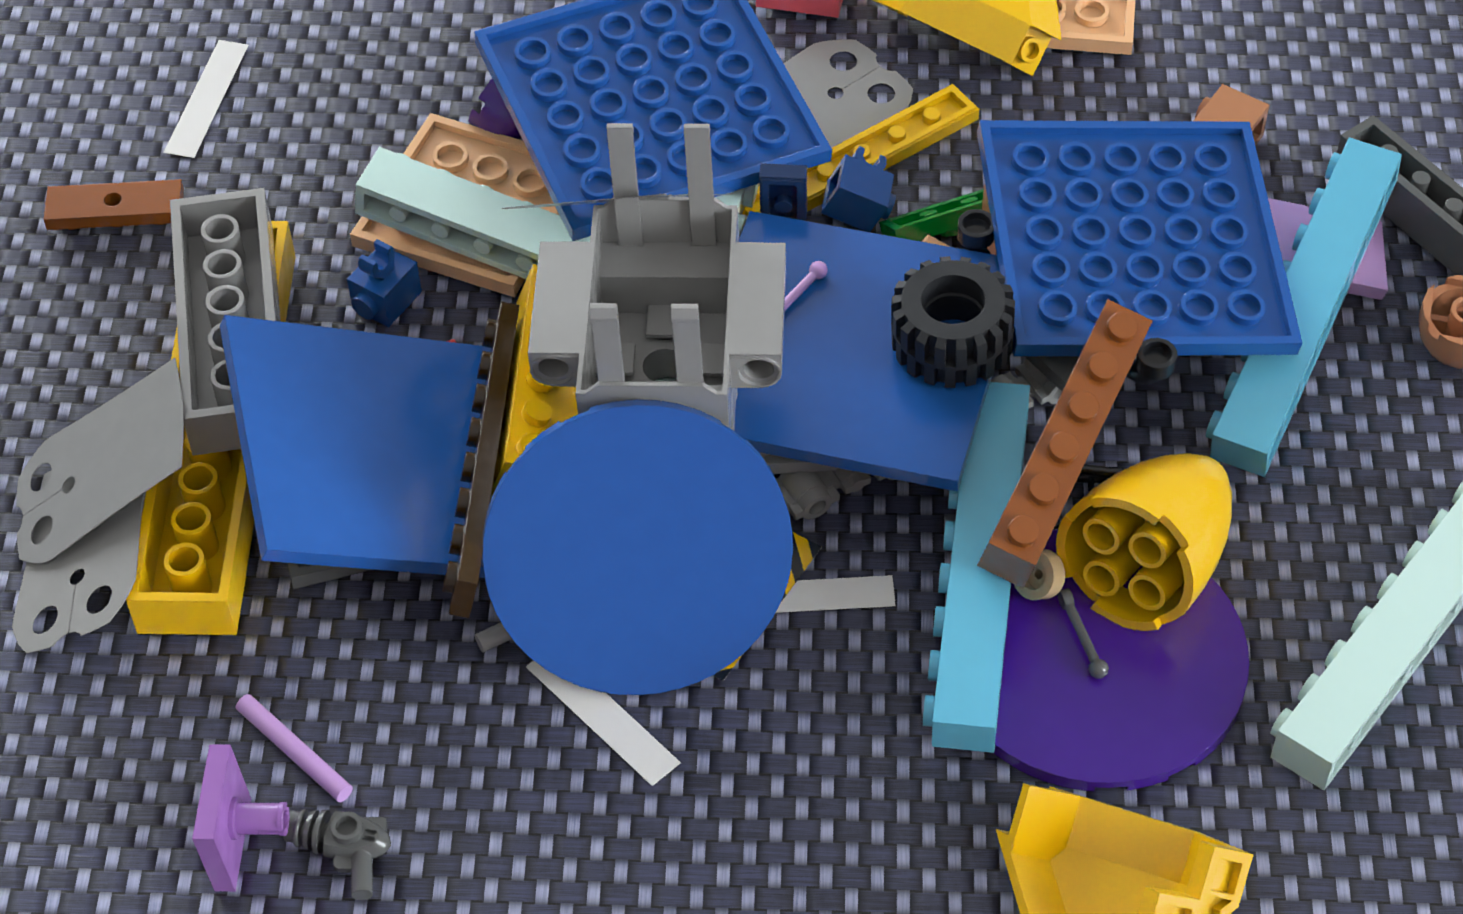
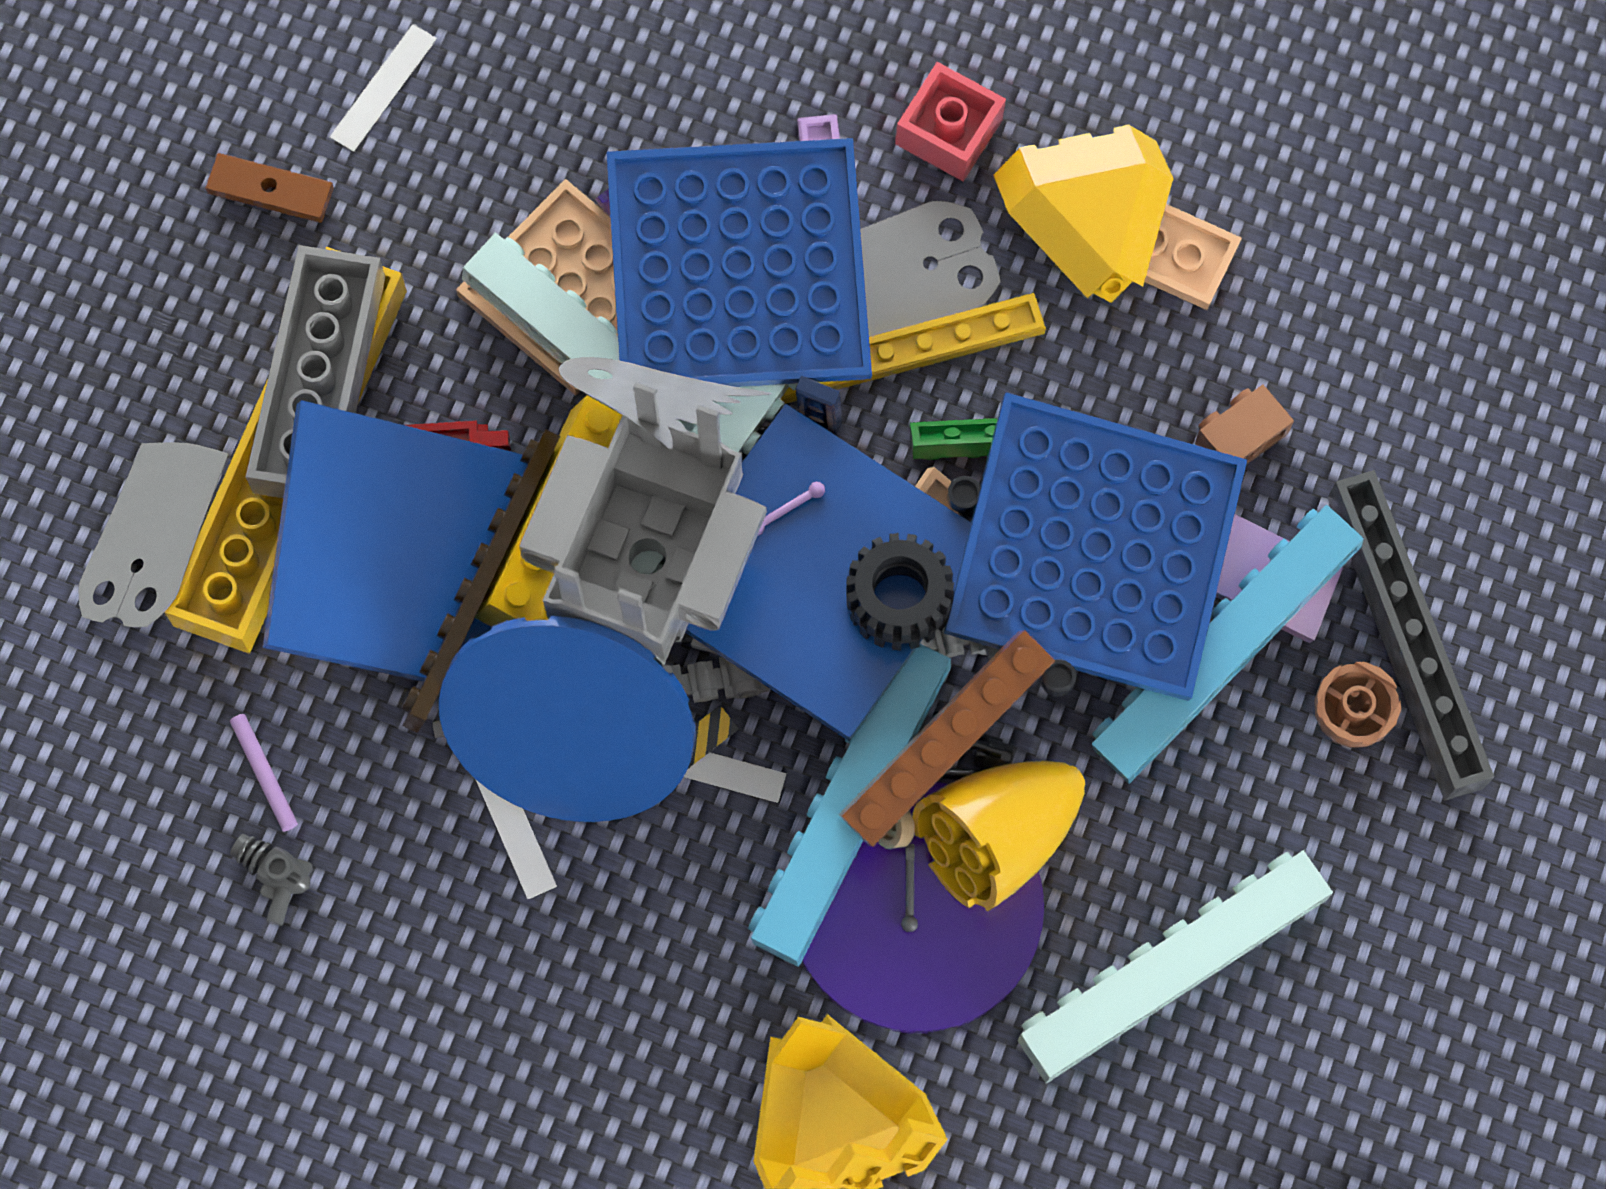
camera: 15 degrees right, 20 degrees up
(113, 458) = (199, 474): light grey piece -> none
(227, 816) = (190, 830): medium lavender tile -> none
(383, 284) = (467, 352): blue brick -> none
(859, 191) = (902, 389): blue brick -> none

